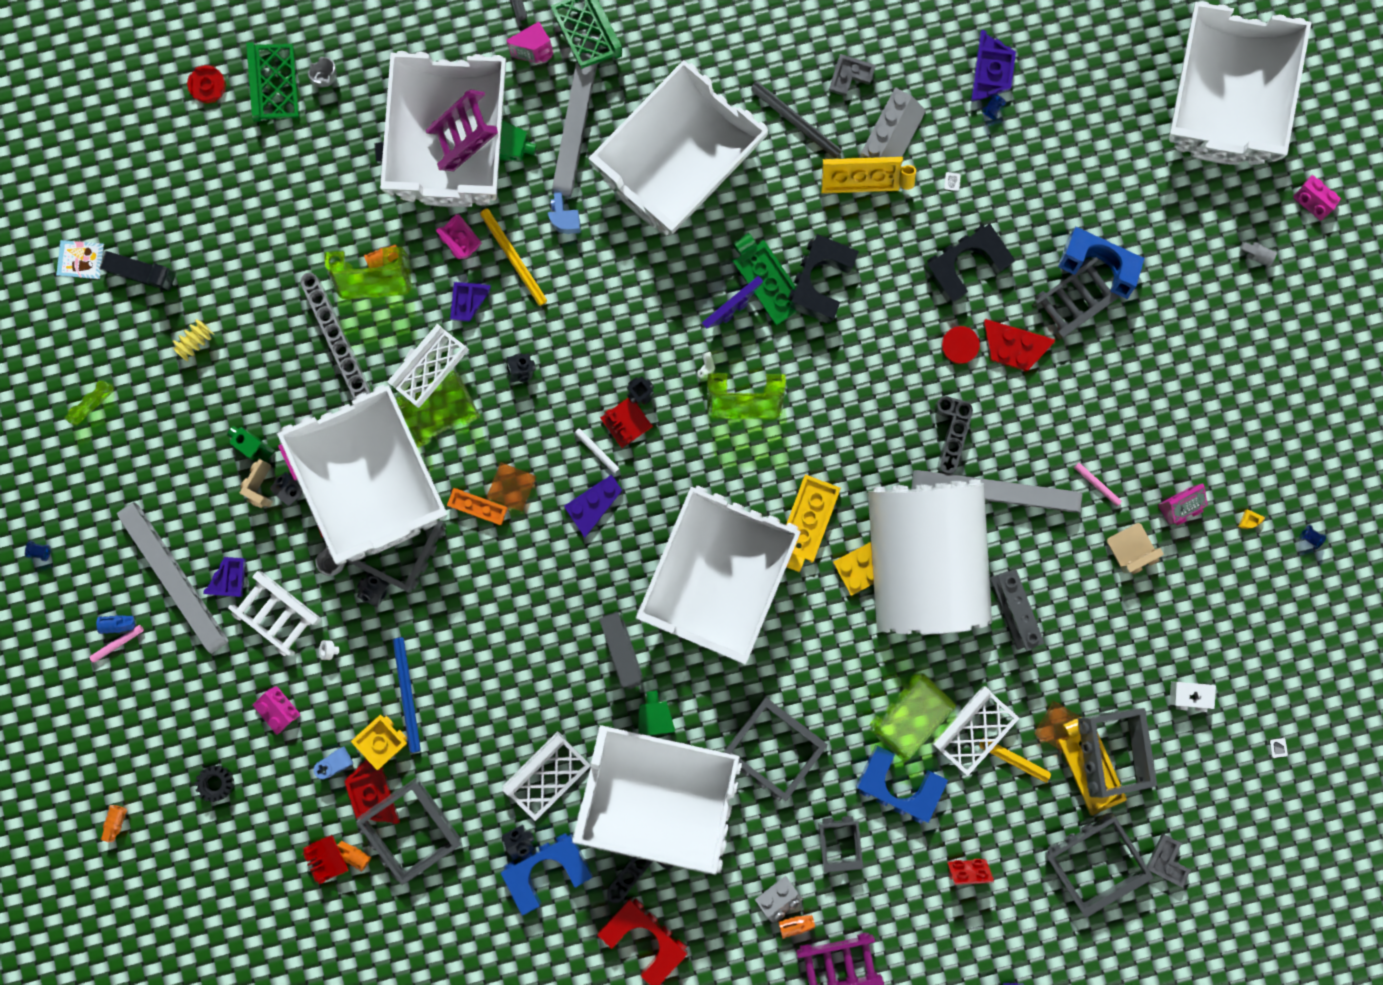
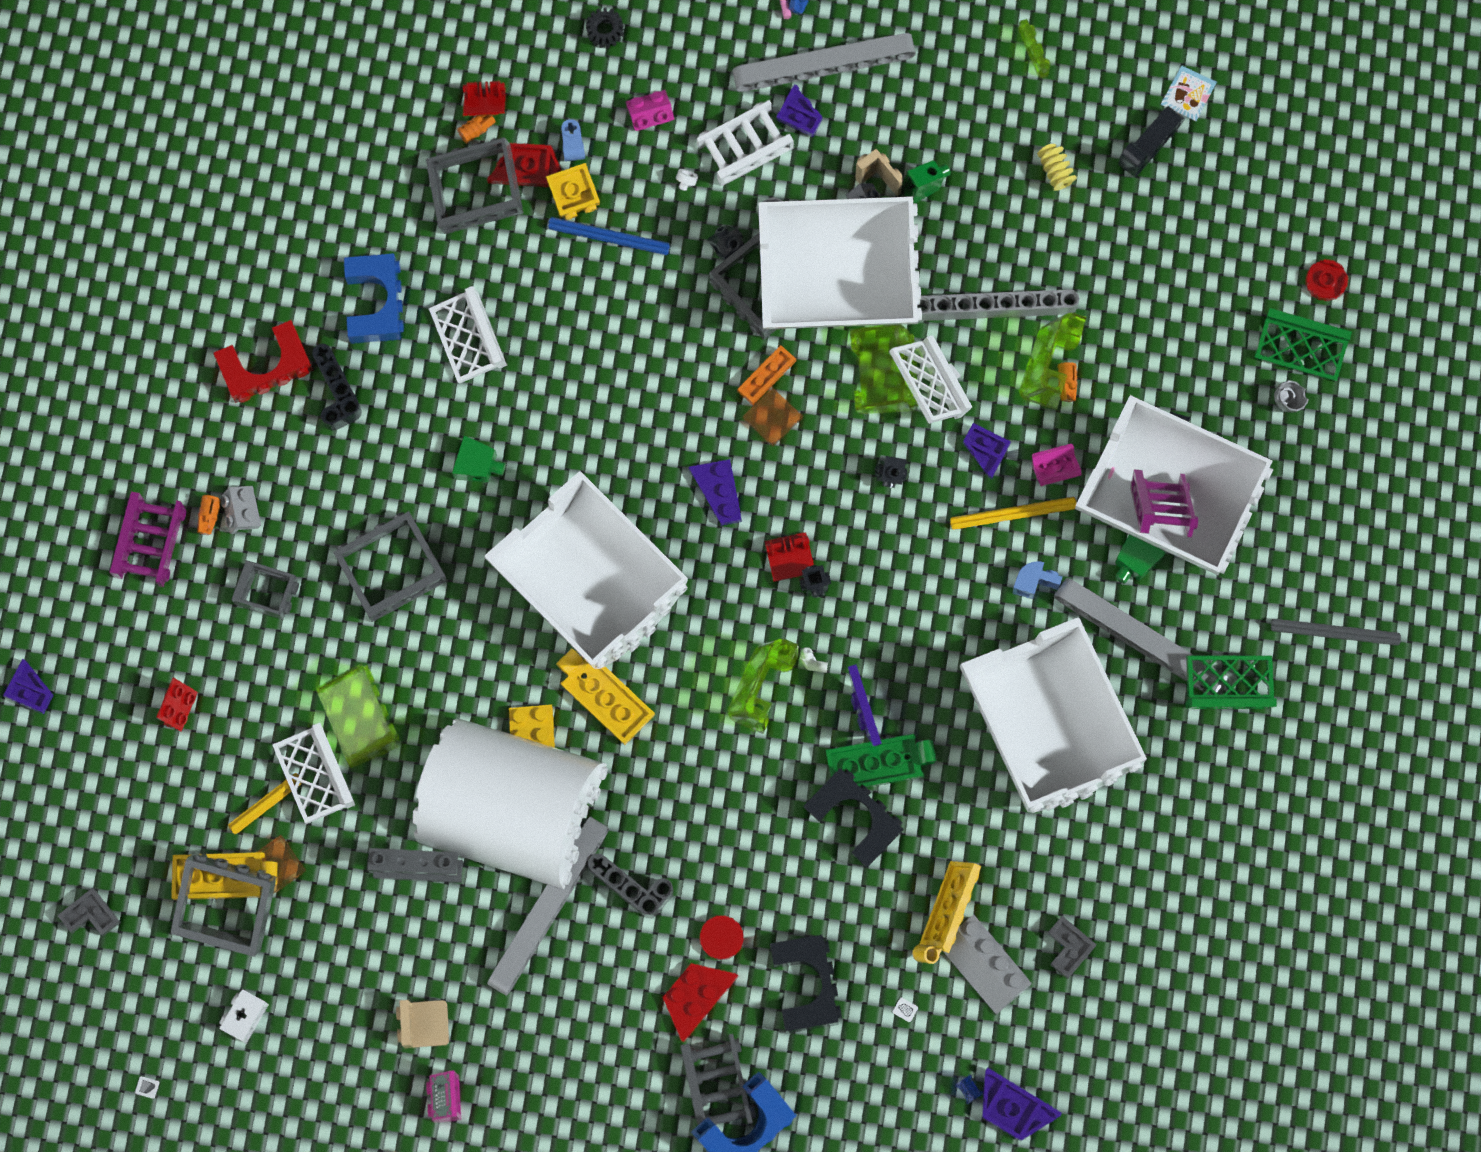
camera: 120 degrees right, 10 degrees down
(518, 842) = (415, 283): black brick -> none
(531, 44) = (1235, 620): dark pink slope -> none
(596, 450) = (773, 515): white bar -> none
(621, 650) = (552, 459): dark grey window -> none
(658, 800) = (390, 422): white cylinder -> none
(796, 119) = (1042, 868): dark grey axle -> none
(919, 805) = (266, 683): blue arch -> none
(1097, 484) = (508, 1018): bright pink bar -> none
(1112, 893) = (84, 810): dark grey window -> none

